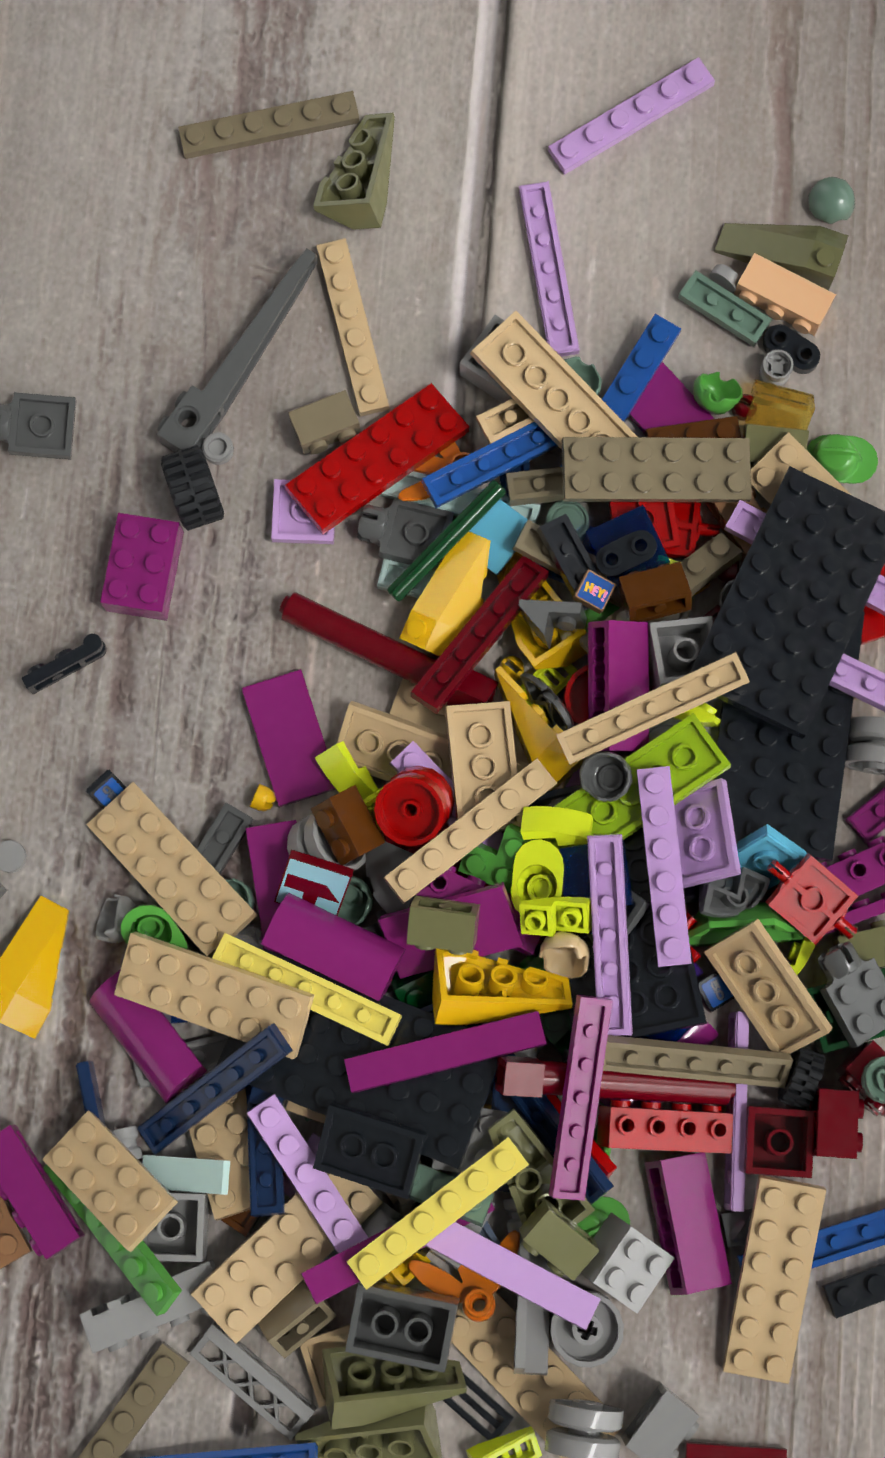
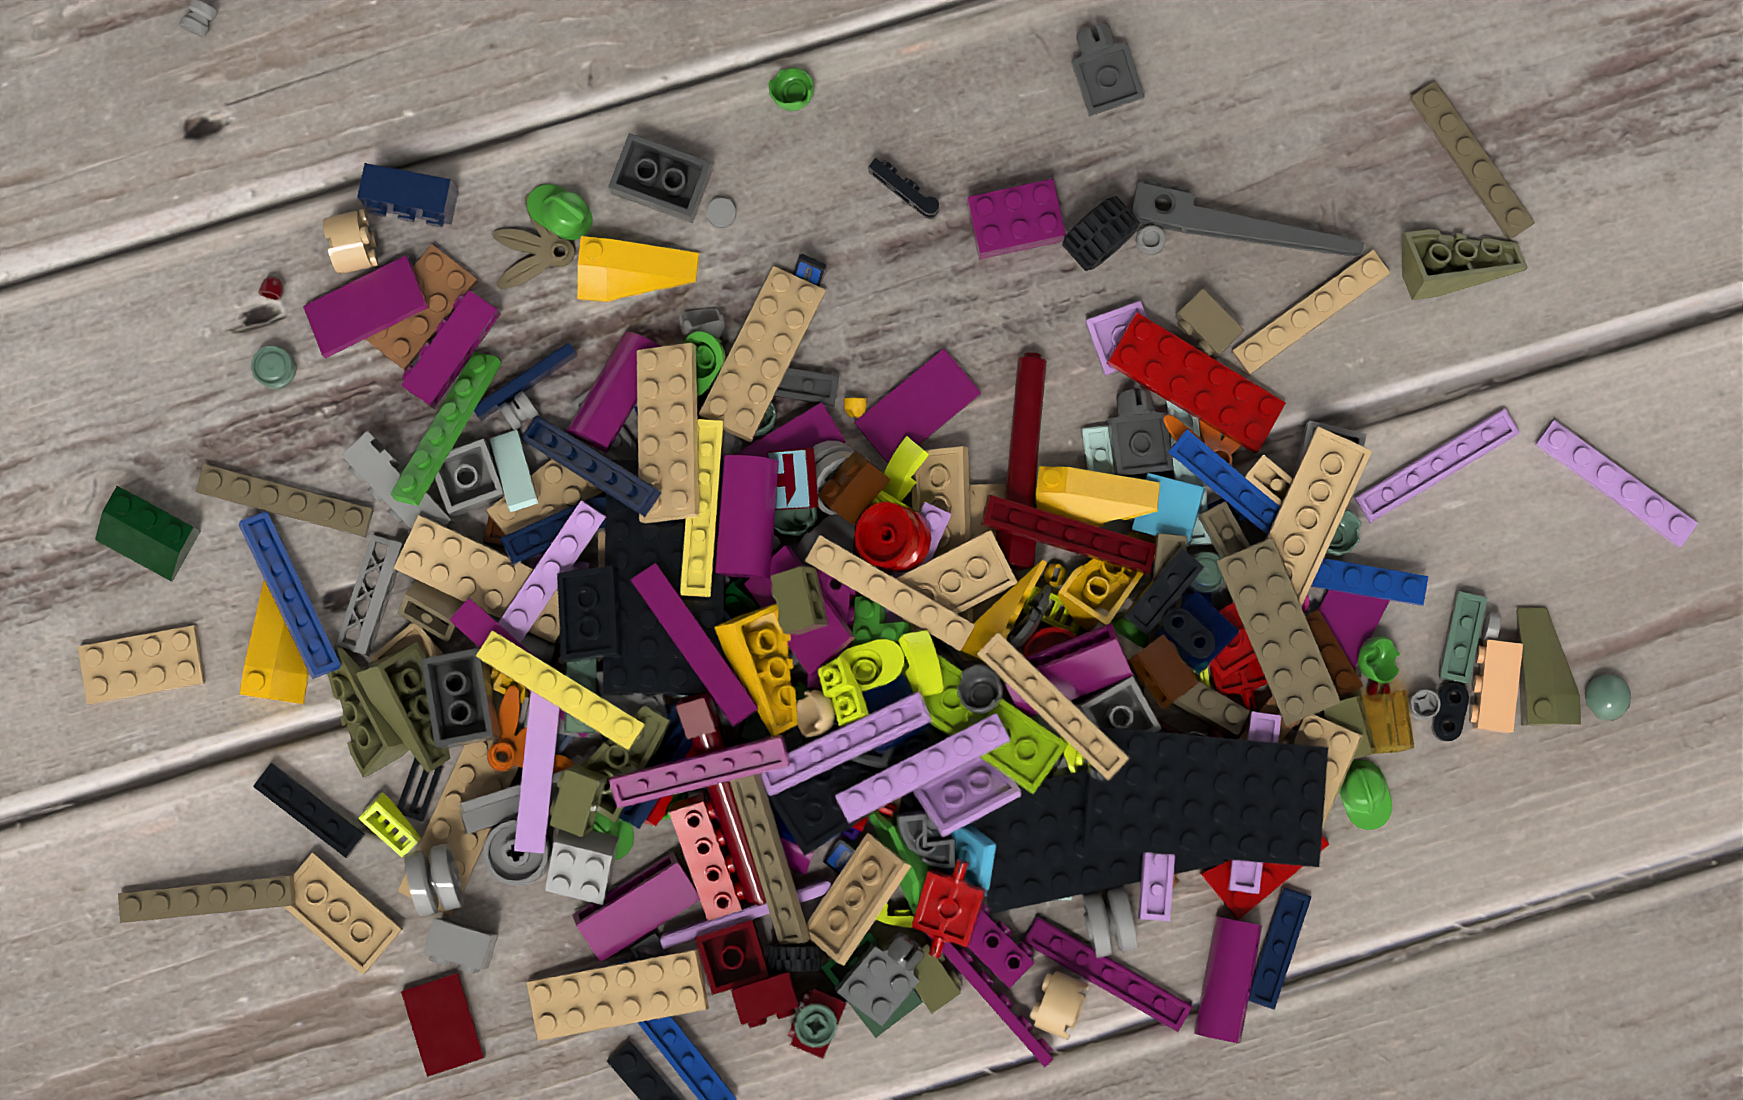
camera: 70 degrees right, 5 degrees up
(110, 1181) = (483, 410): tan plate -> none
(446, 541) = (1141, 473): dark green axle -> none
(547, 615) = (1107, 586): dark grey slope -> none
(594, 591) = (1143, 618): tile -> none

